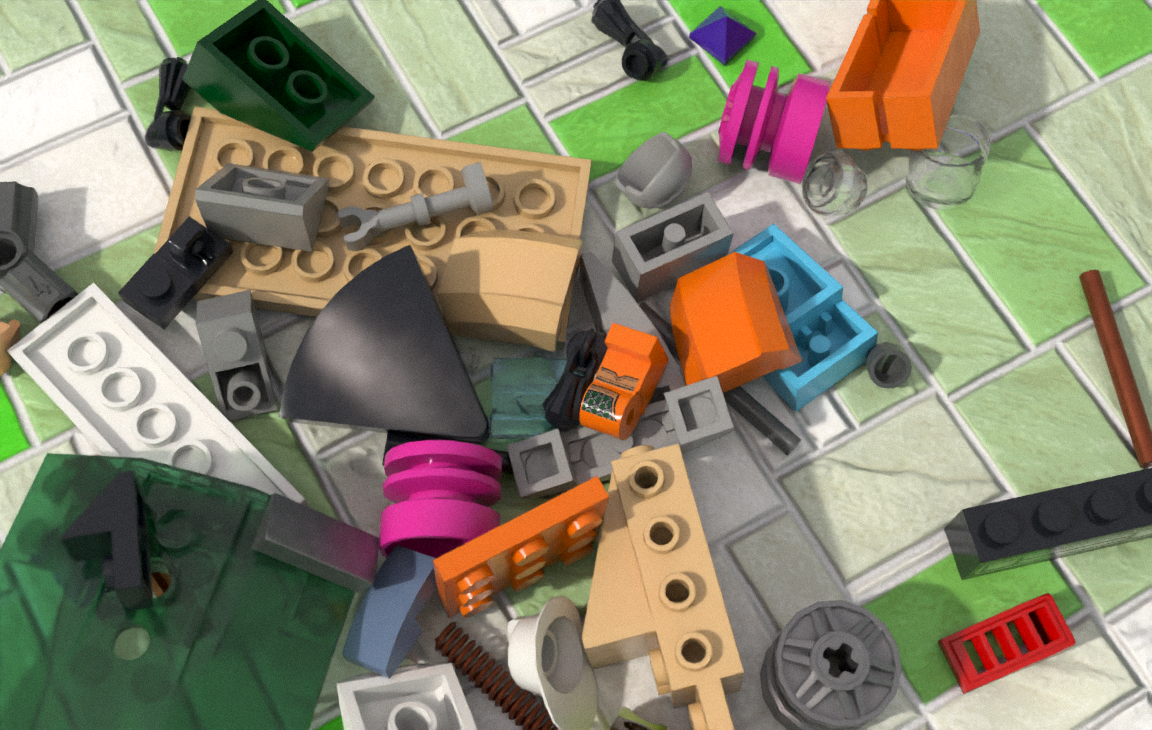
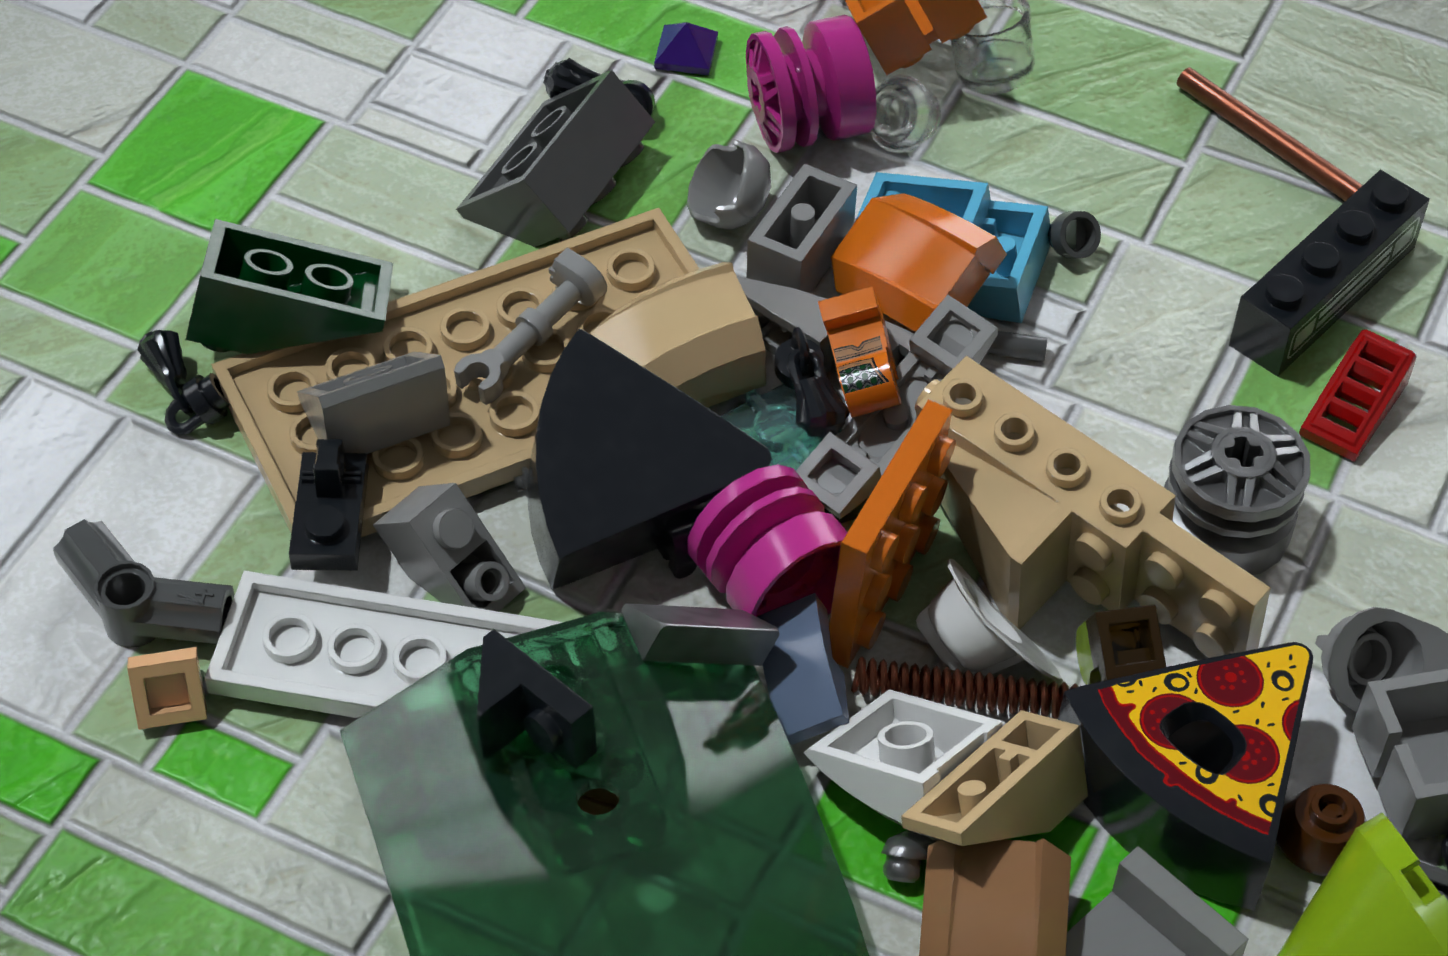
camera: 30 degrees left, 15 degrees down
(553, 82) = (560, 163): none -> dark grey slope

